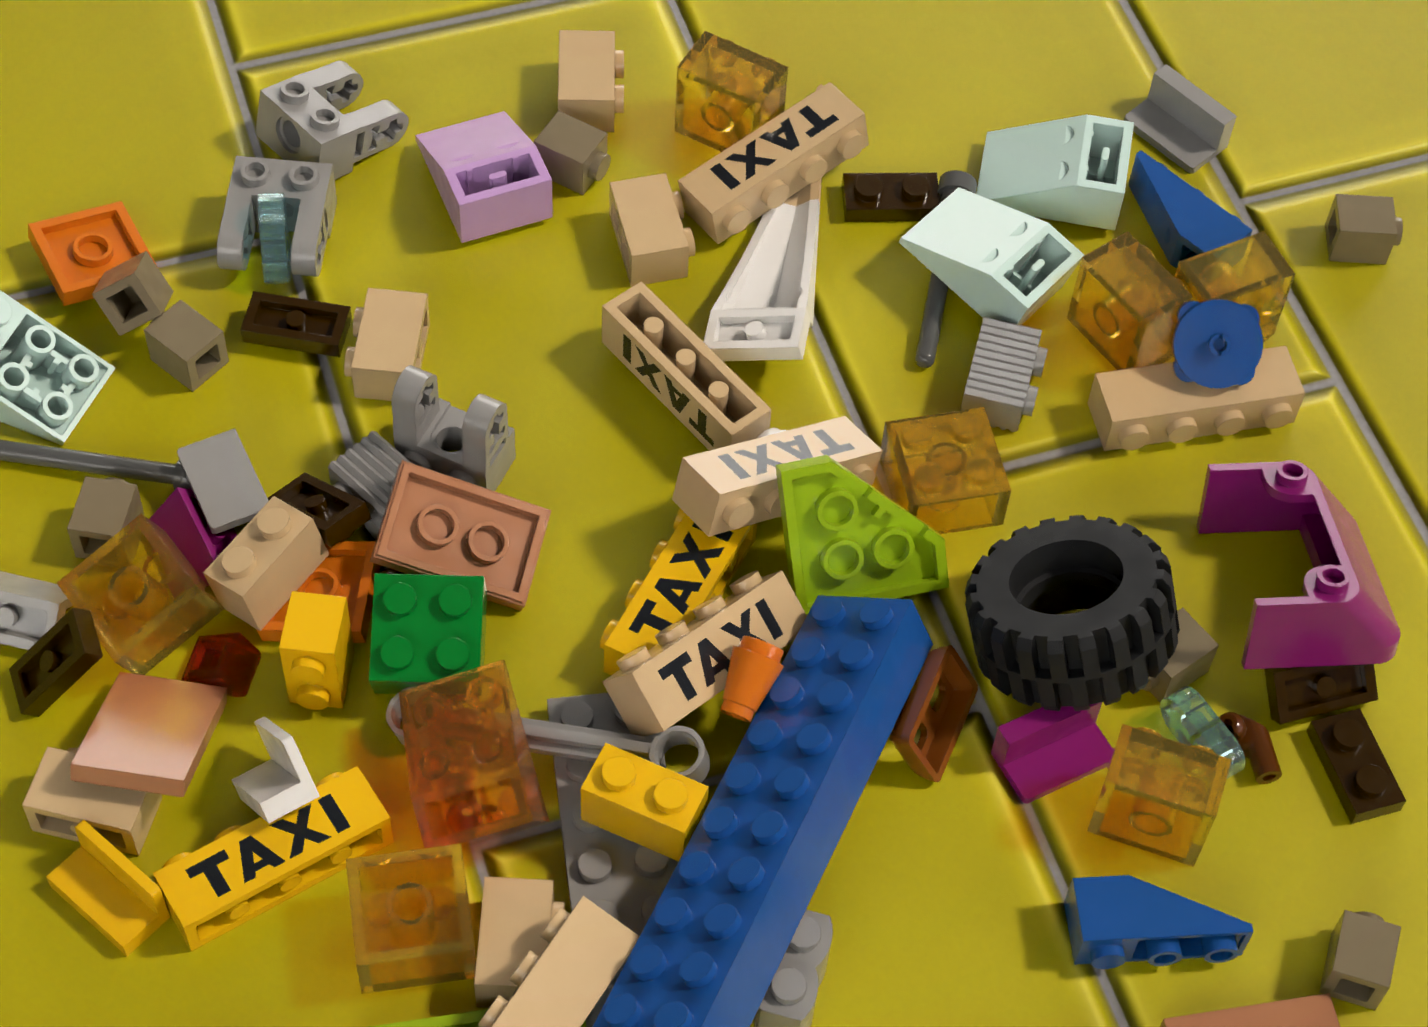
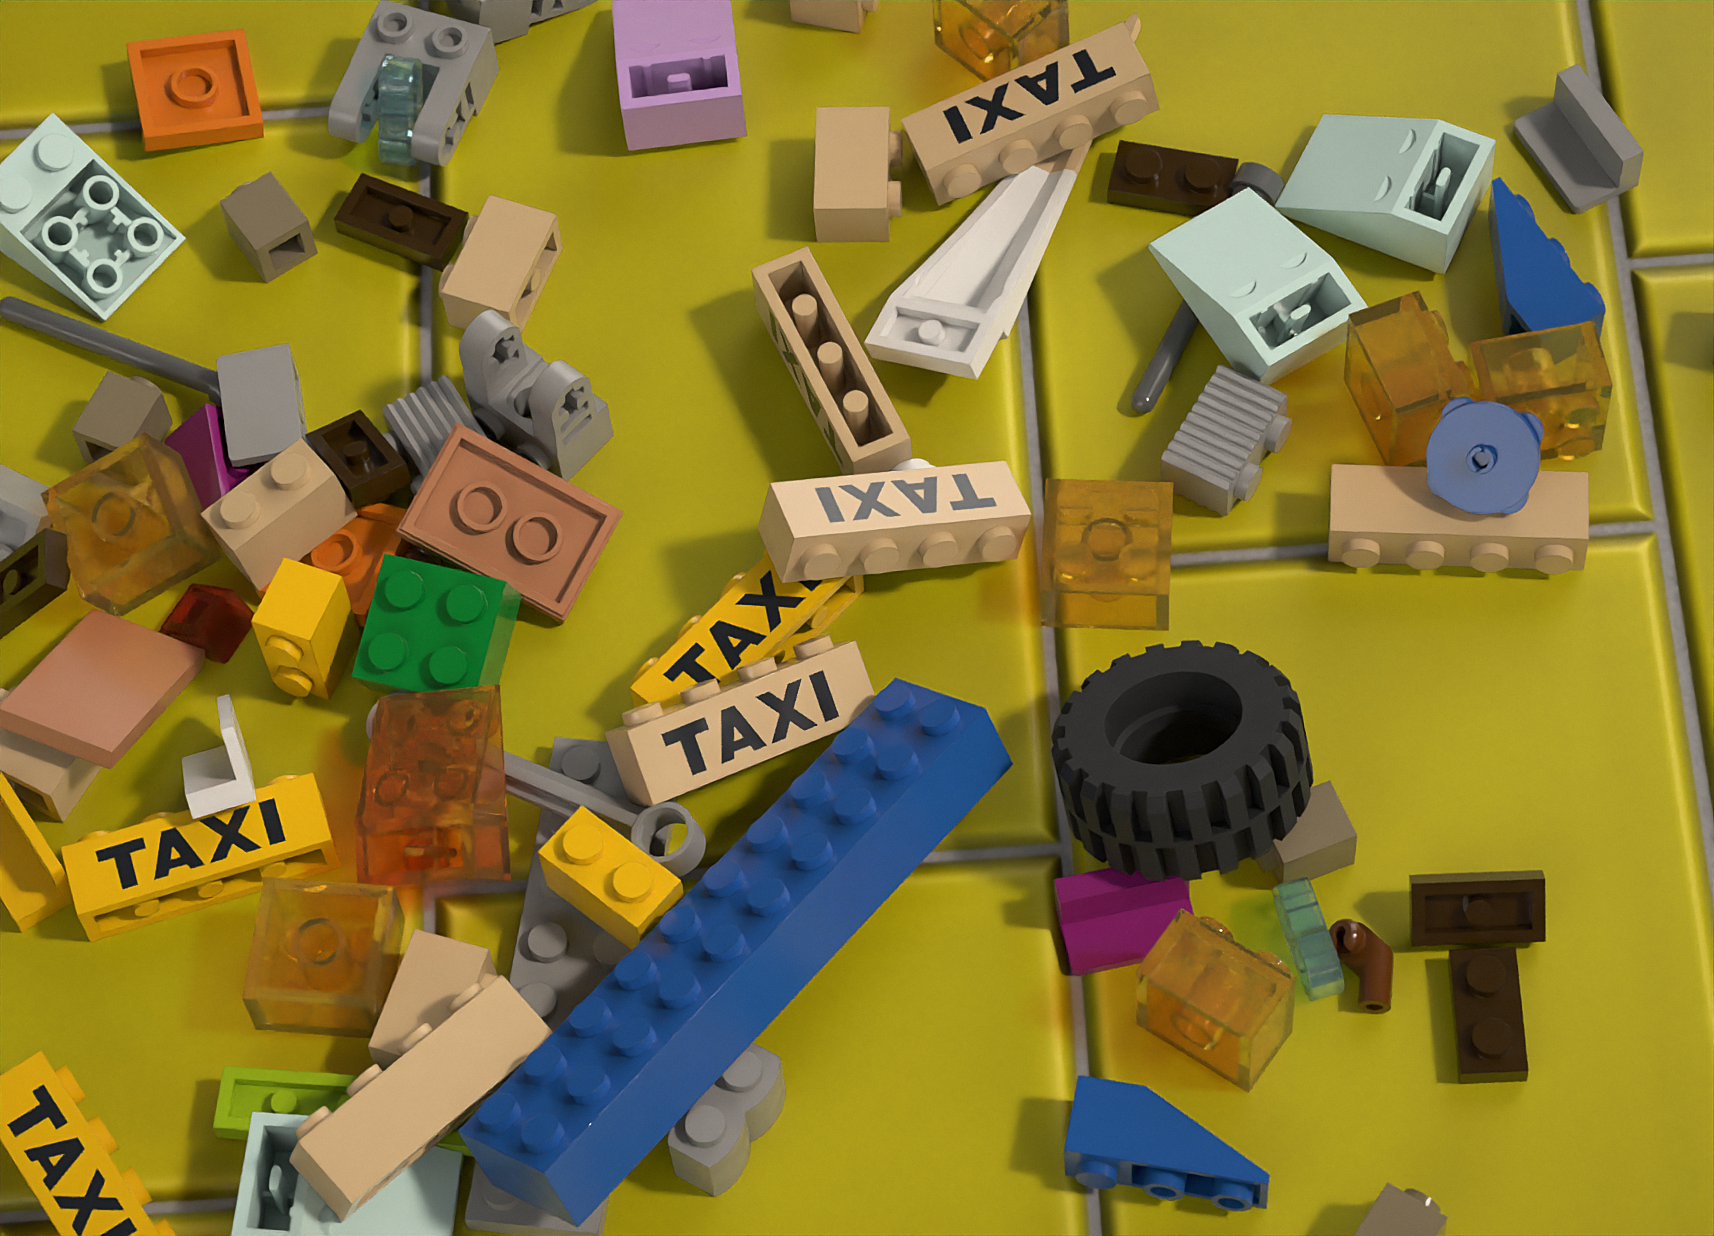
camera: 25 degrees right, 5 degrees up
(132, 293) = (220, 153): dark tan brick -> none
(573, 152) = (790, 57): dark tan brick -> none
(750, 677) = (773, 762): orange cone -> none
(852, 537) = (958, 618): lime plate -> none
(940, 724) = (998, 863): dark orange piece -> none
(1343, 605) = (1504, 826): magenta windscreen -> none

